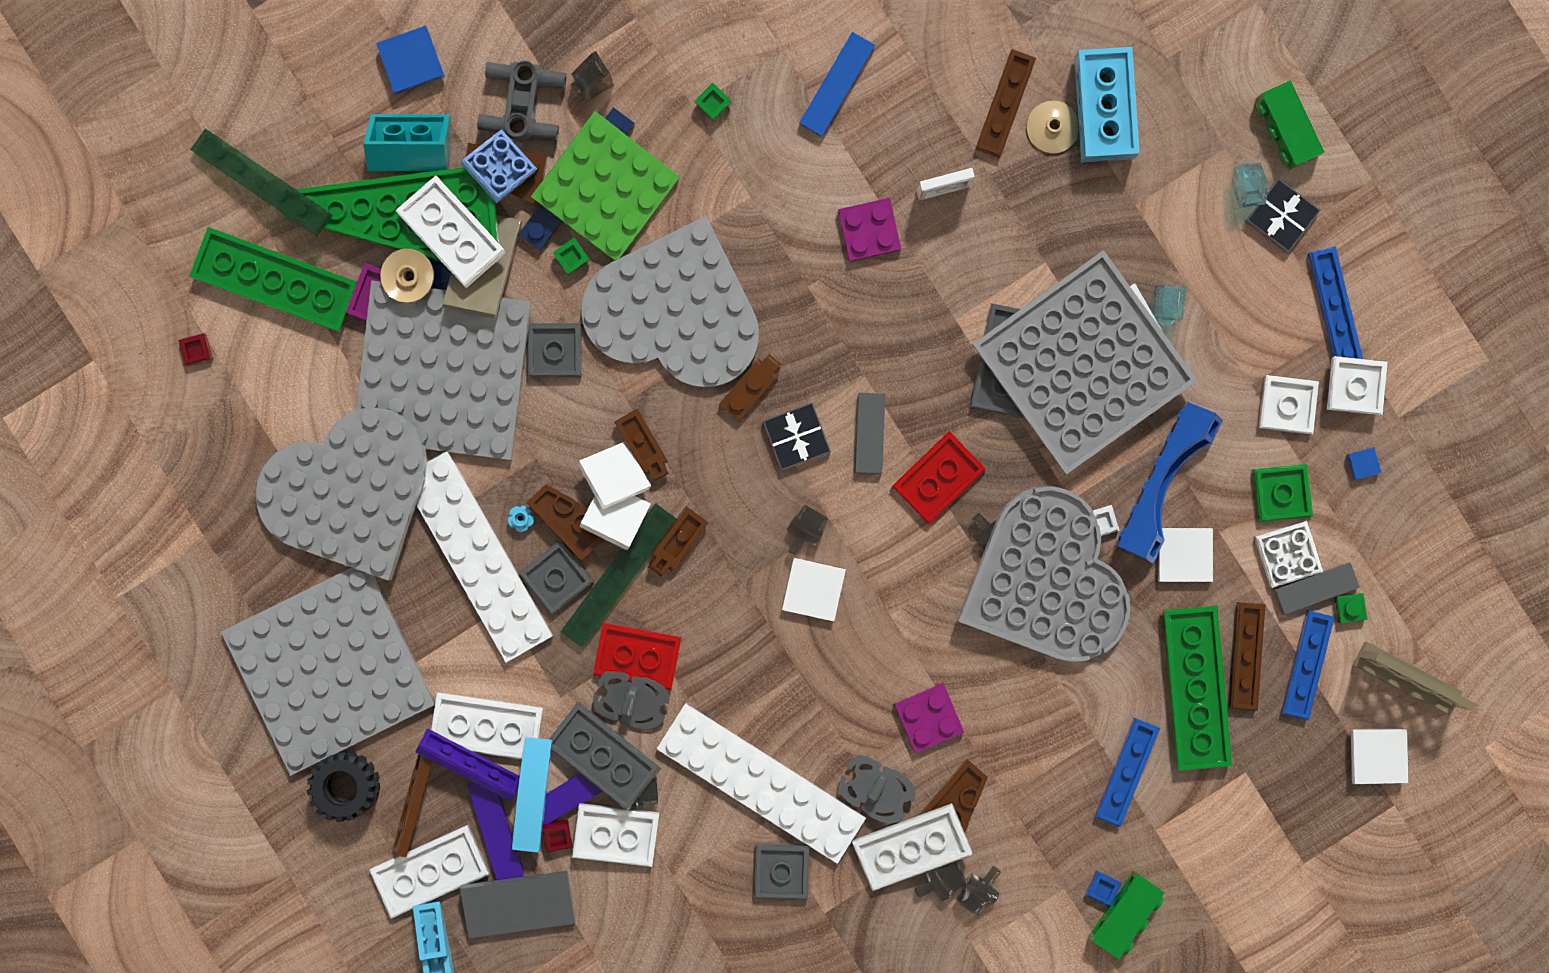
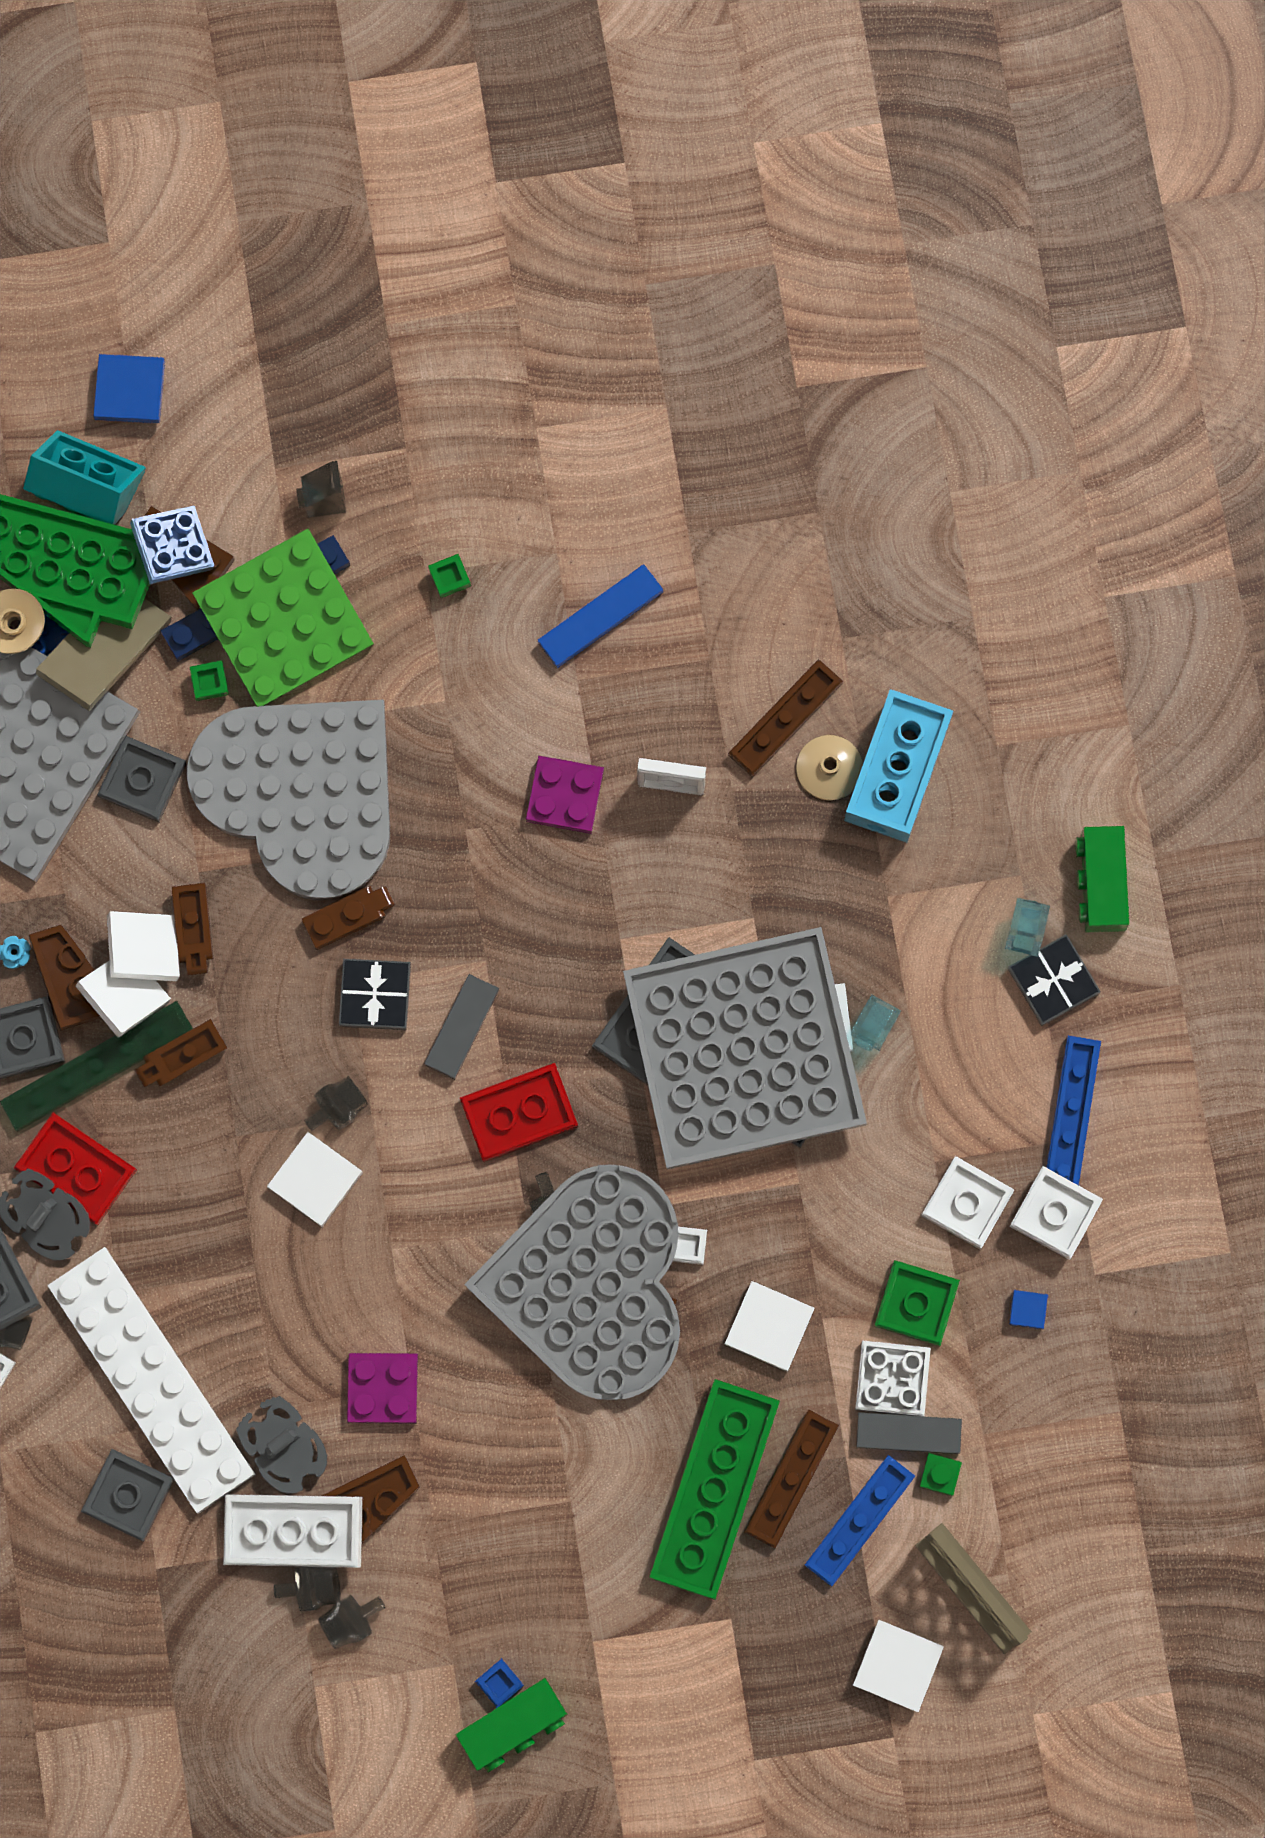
camera: 25 degrees right, 10 degrees down
(451, 231) = (83, 593): white tile -> none
(522, 100) = (233, 485): dark grey piece -> none
(1127, 772) = (588, 1555): blue tile -> none
(1193, 432) = (834, 1186): blue arch -> none

